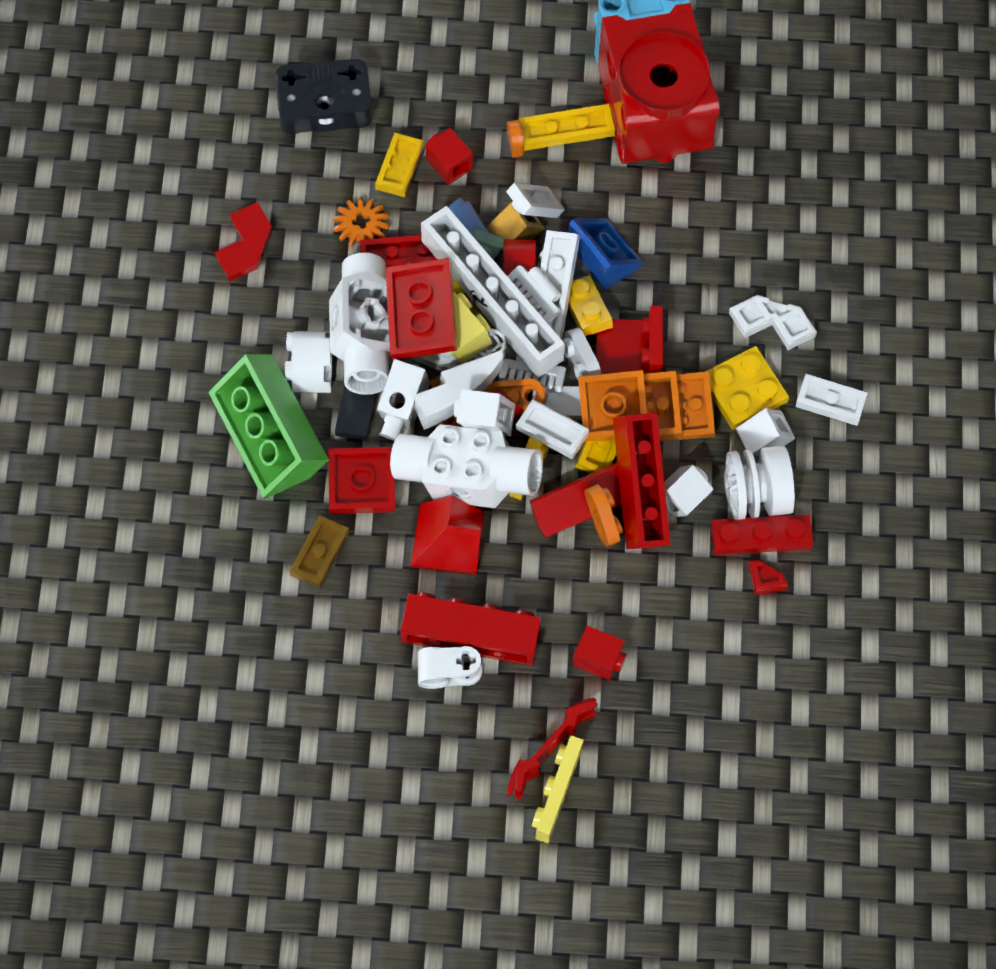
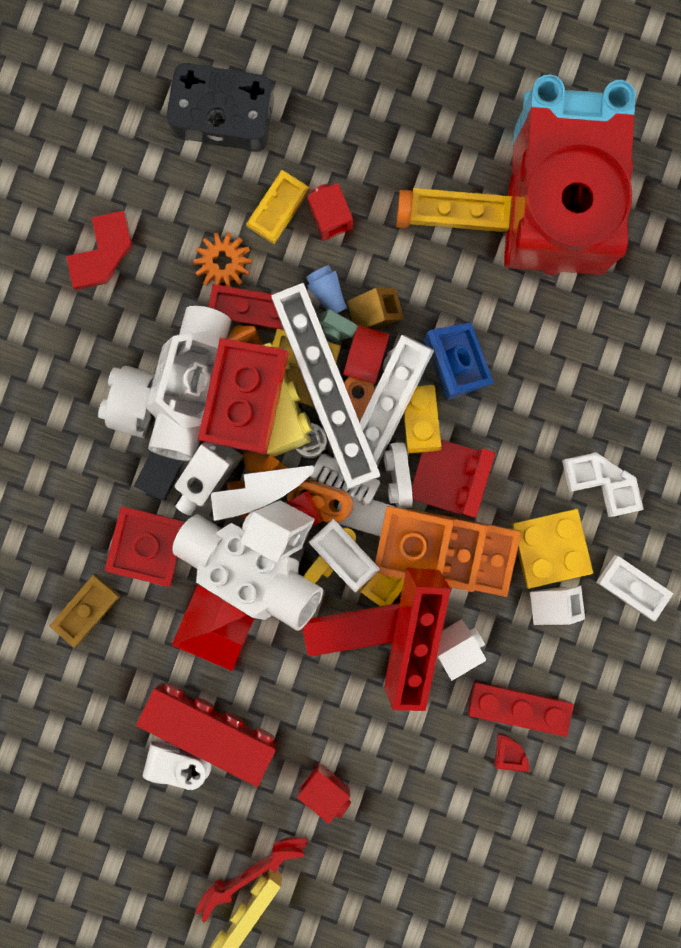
camera: 15 degrees right, 20 degrees up
(267, 424) = (70, 461): bright green slope -> none
(534, 200) = (401, 290): white plate -> none
(539, 288) = (376, 397): white piece -> none
(605, 523) = (370, 656): orange plate -> none
(765, 482) = (540, 668): white wheel -> none

